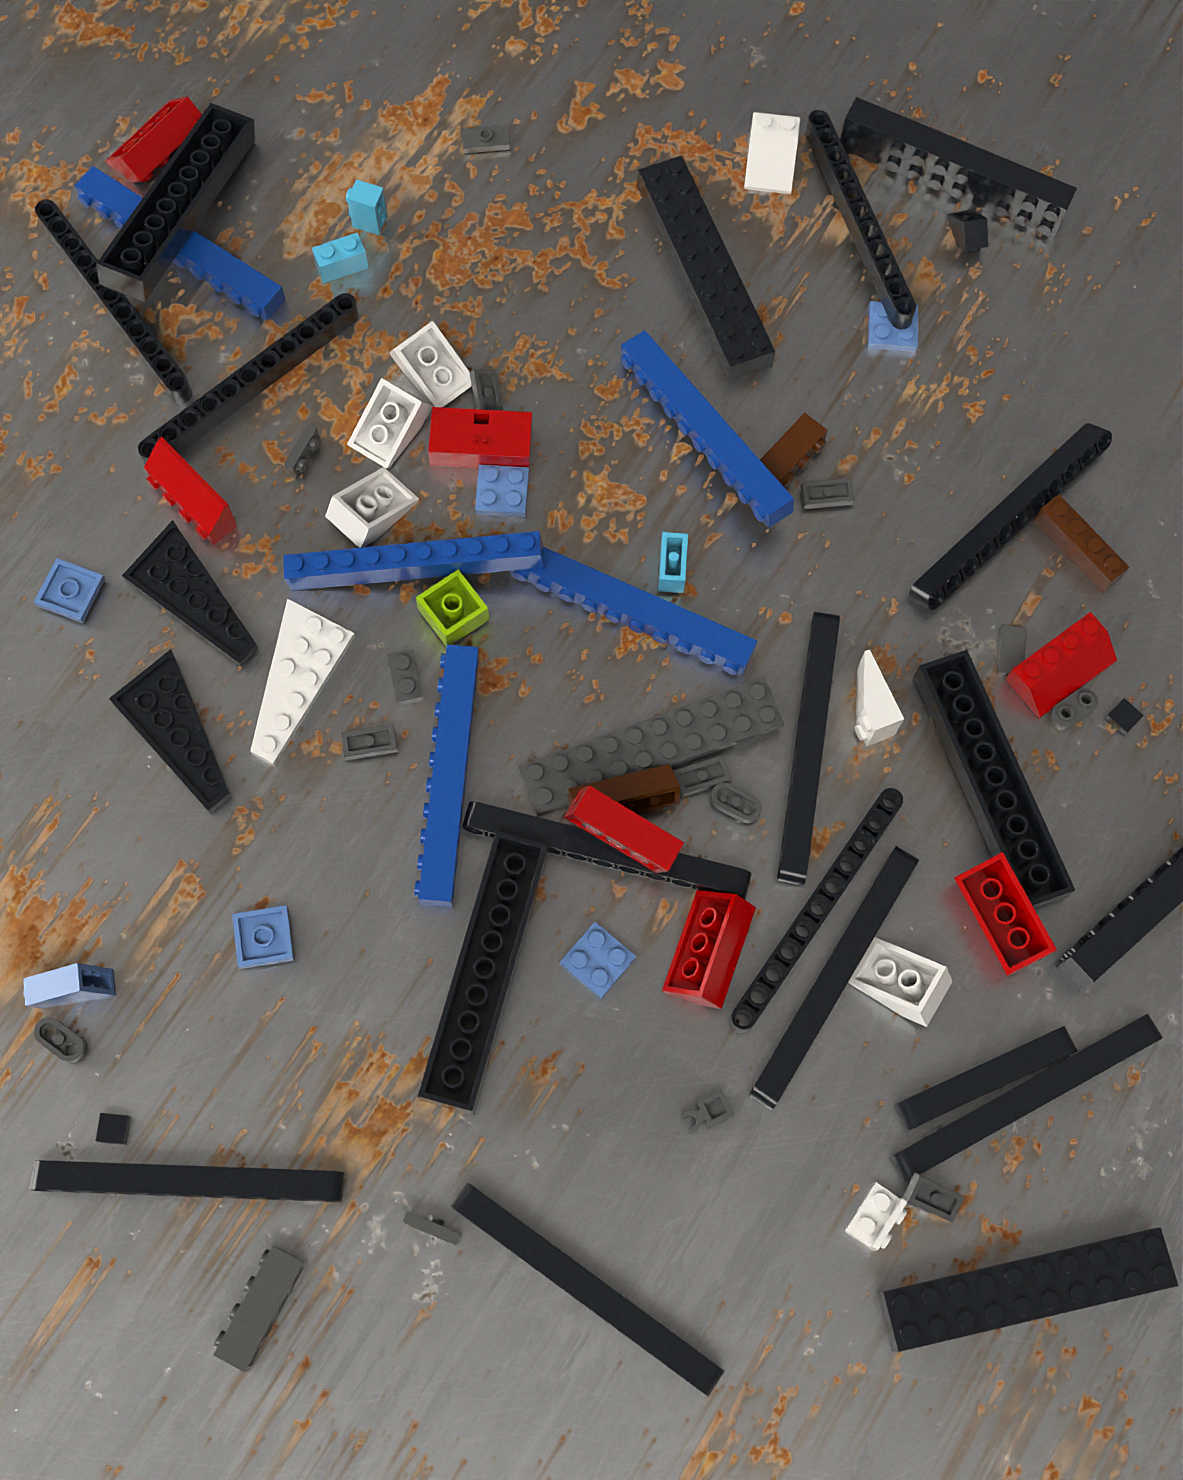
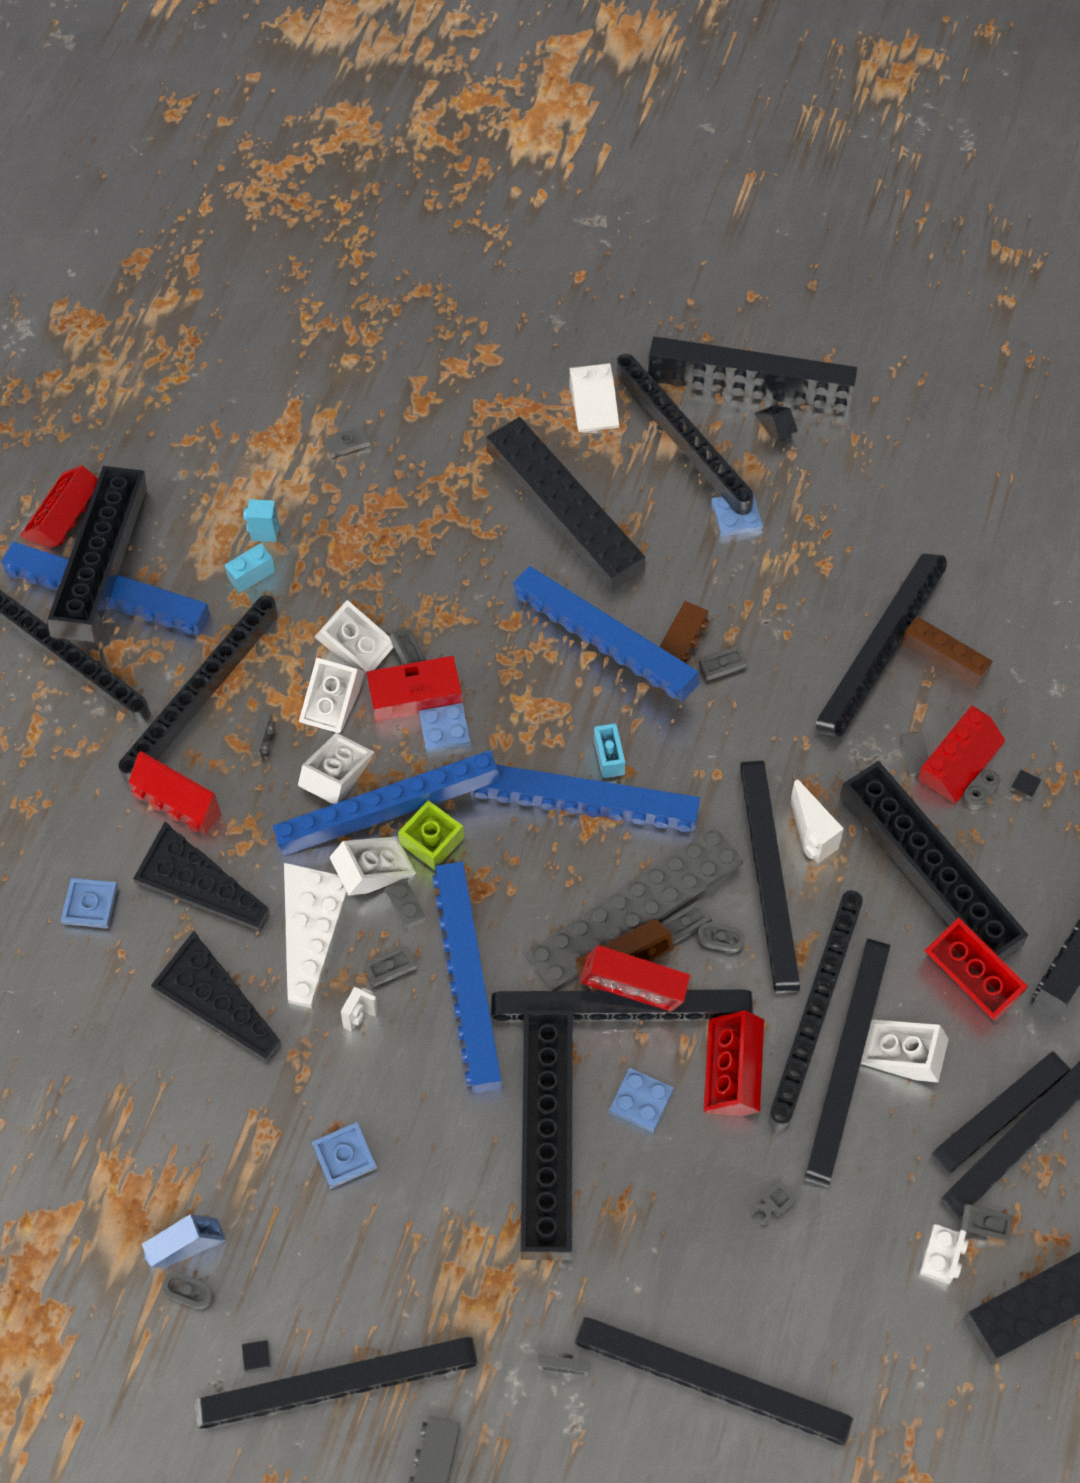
camera: 10 degrees left, 10 degrees down
(314, 781) = (356, 1004): none -> white bracket
(379, 624) = (371, 864): none -> white slope

